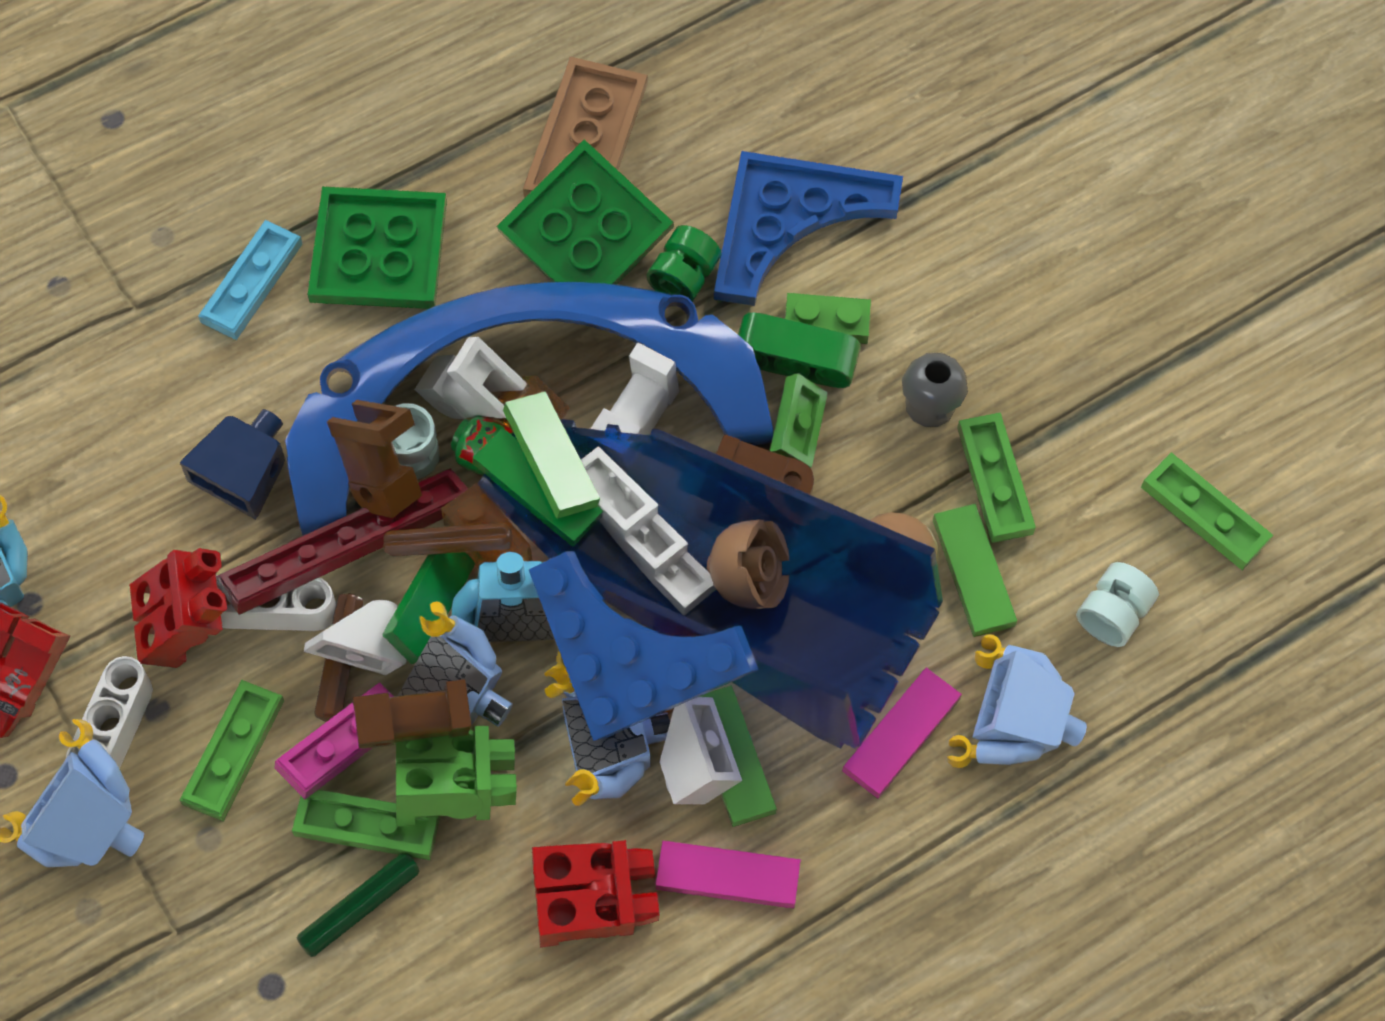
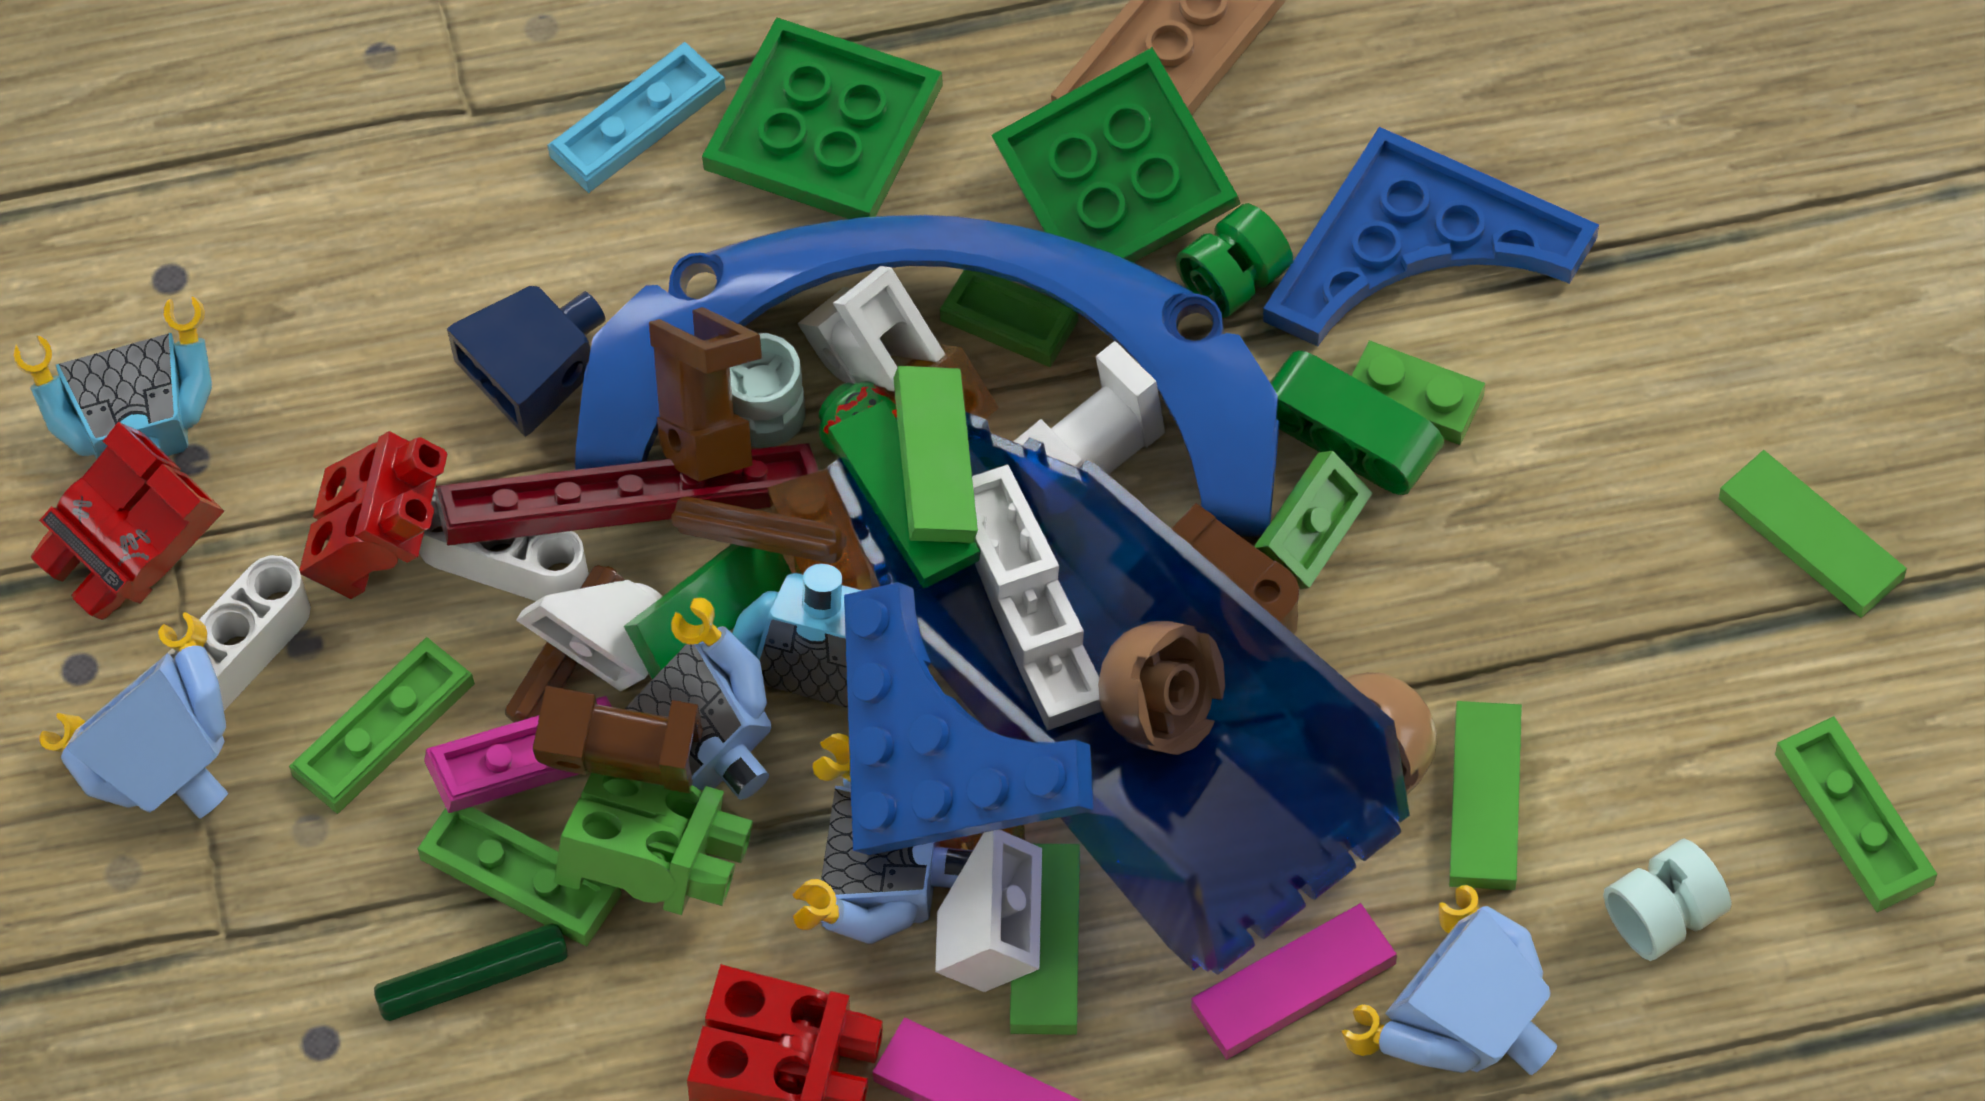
camera: 25 degrees right, 5 degrees down
(549, 343) = (1009, 315): none -> bright green tile
(934, 389) = (1520, 528): dark grey piece -> none
(996, 477) = (1566, 678): bright green plate -> none
(1107, 337) = (1812, 533): none -> bright green tile

